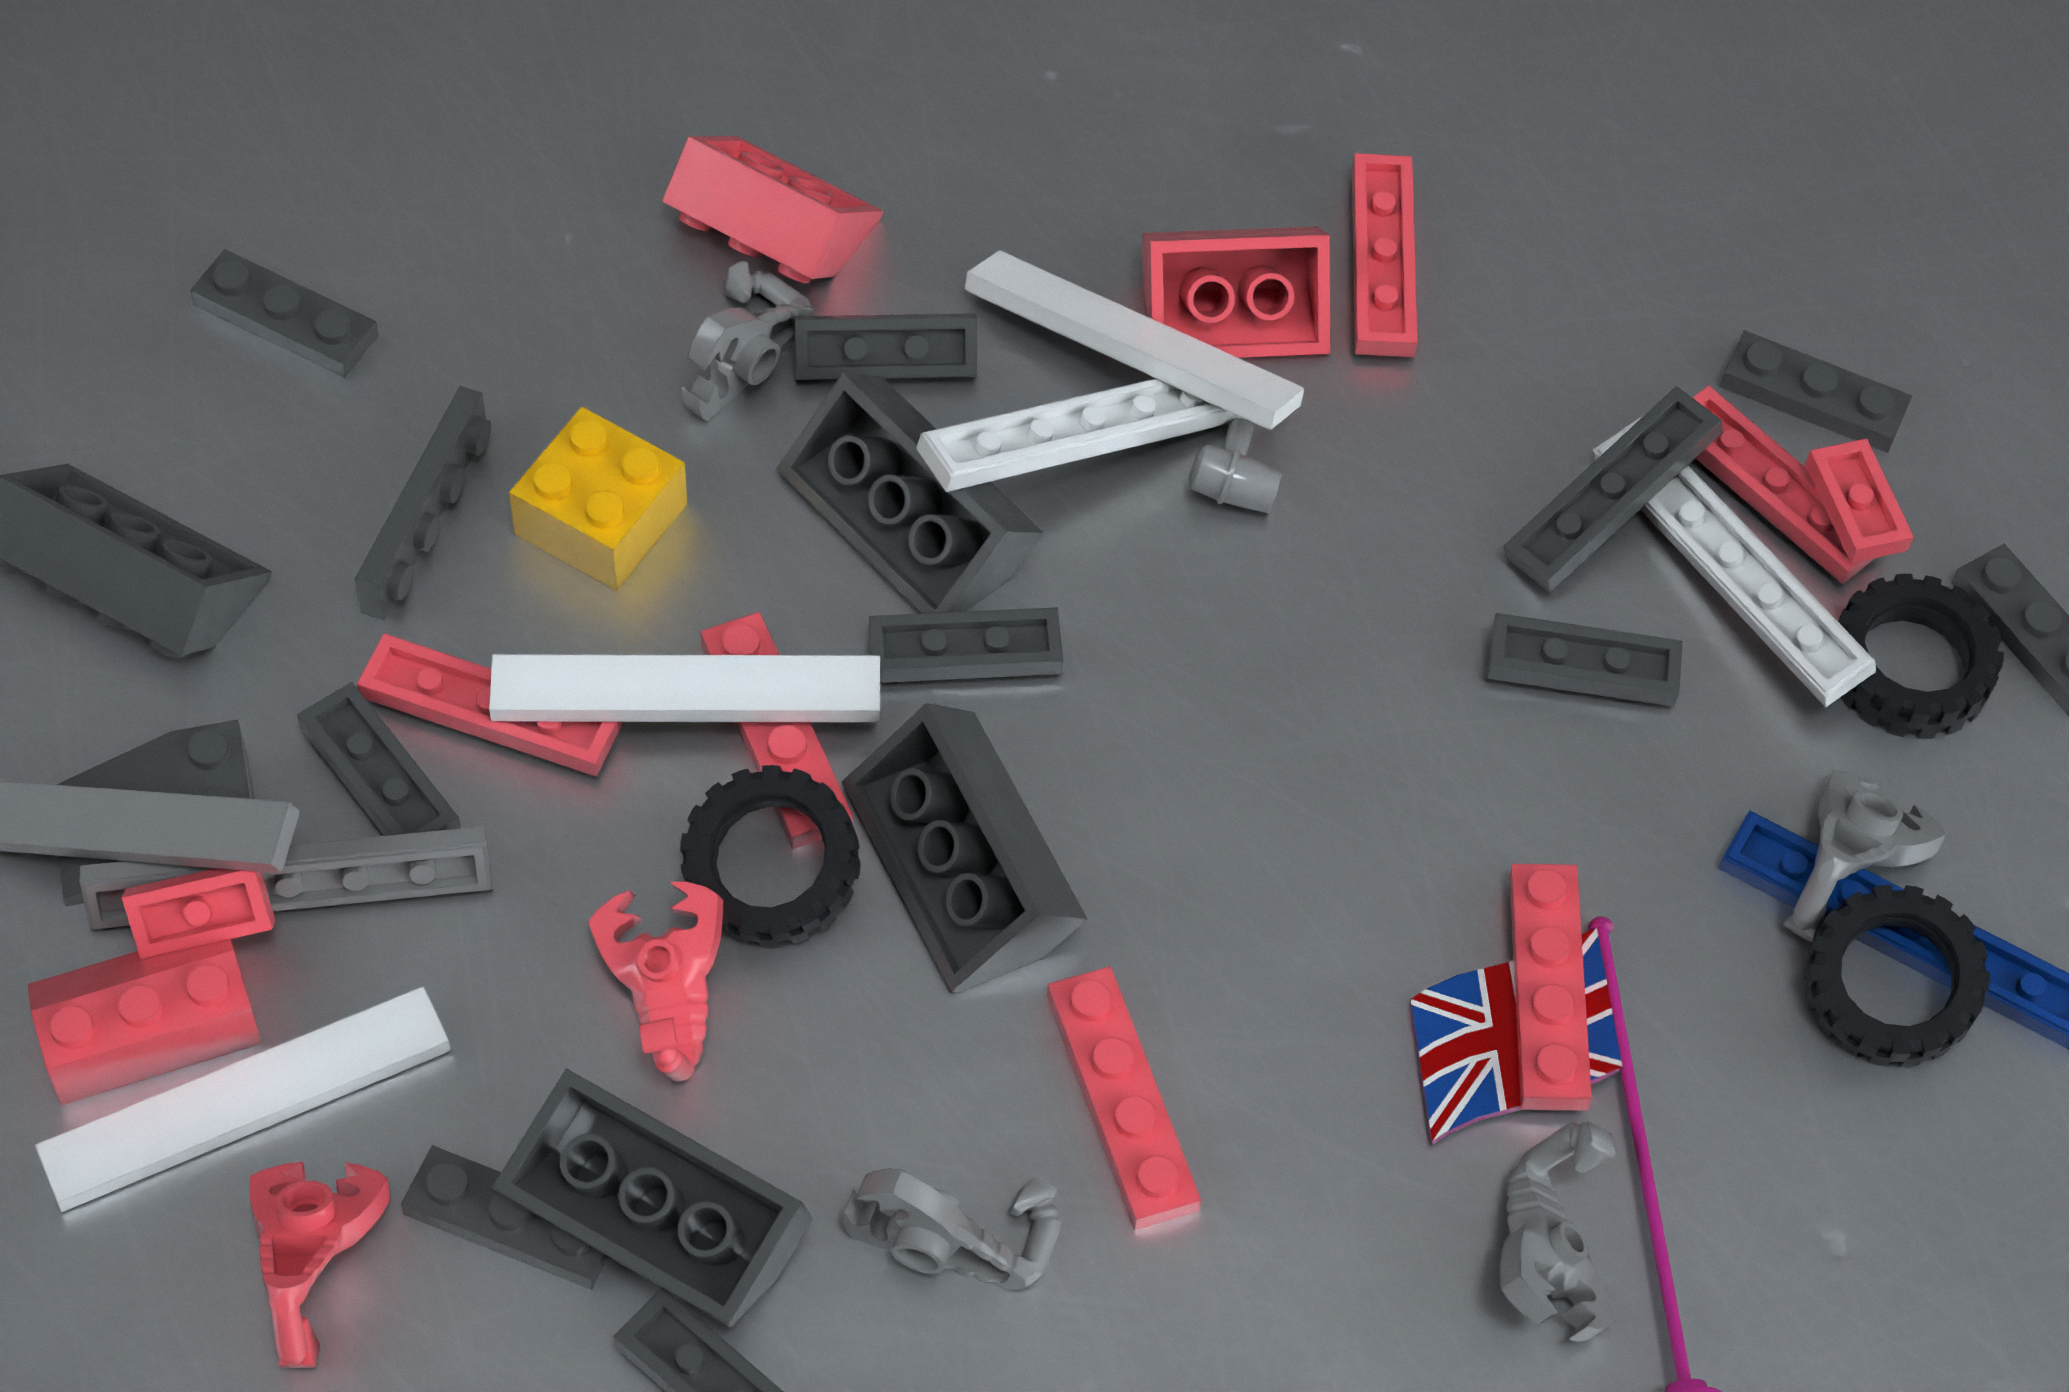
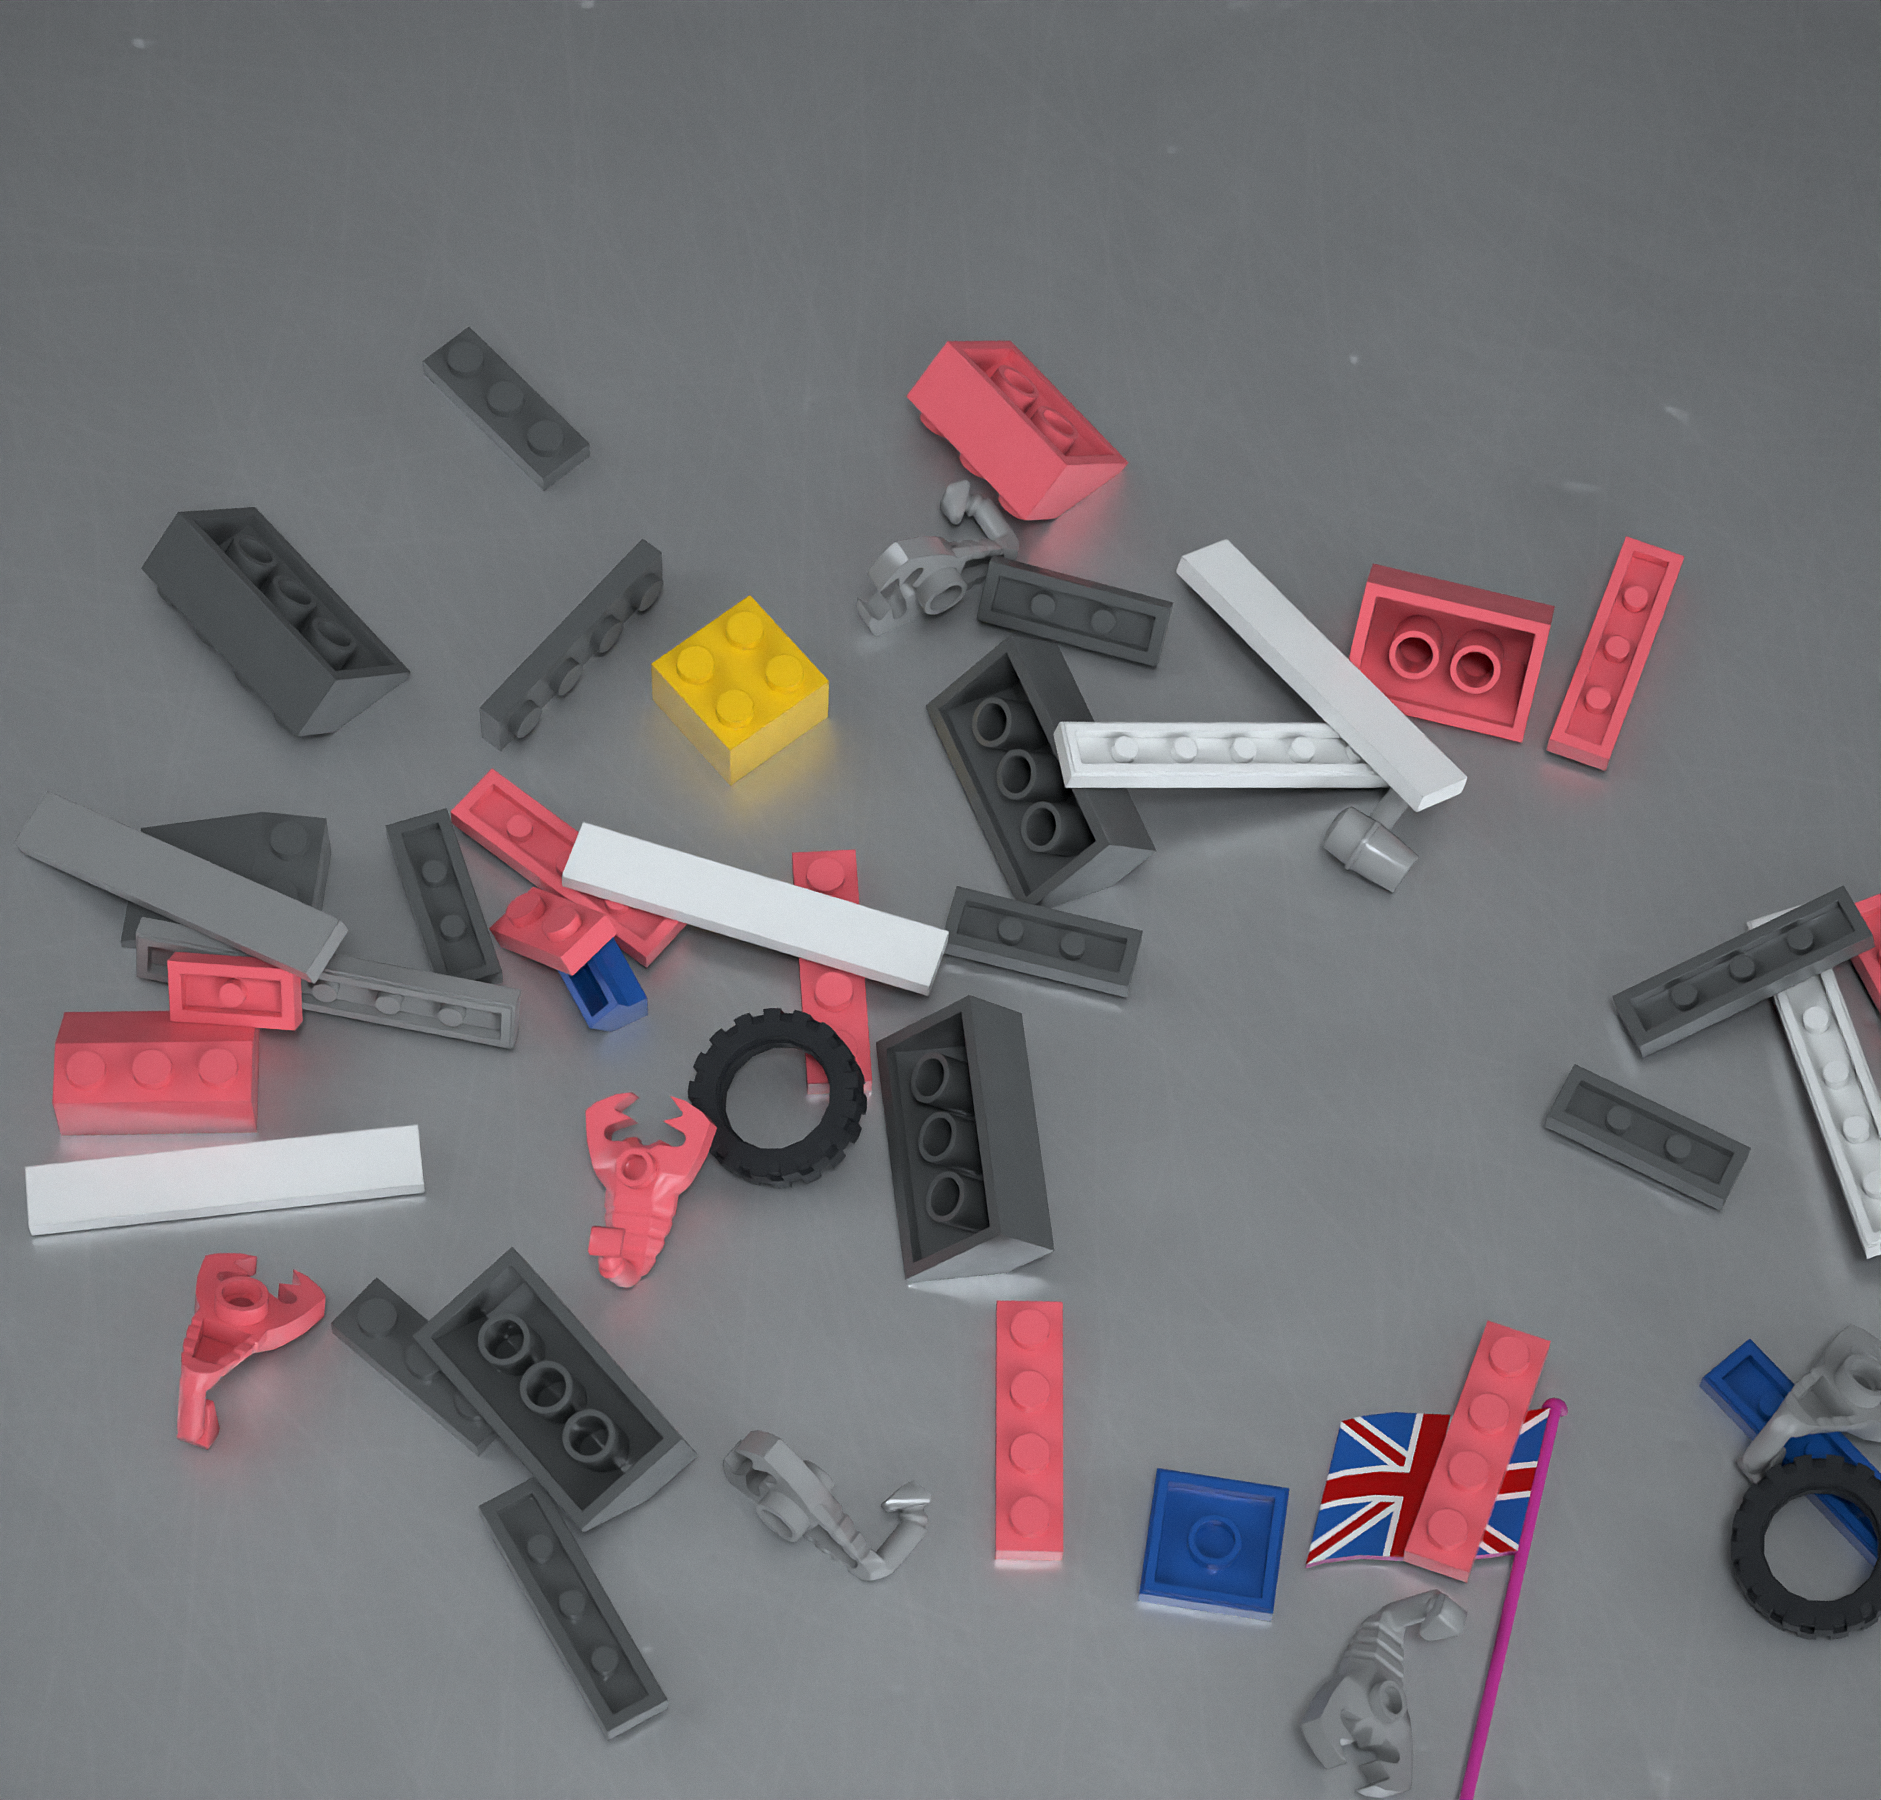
camera: 20 degrees right, 5 degrees up
(496, 764) = (552, 930): none -> coral plate
(561, 801) = (607, 990): none -> blue piece
(1338, 1150) = (1214, 1544): none -> blue tile

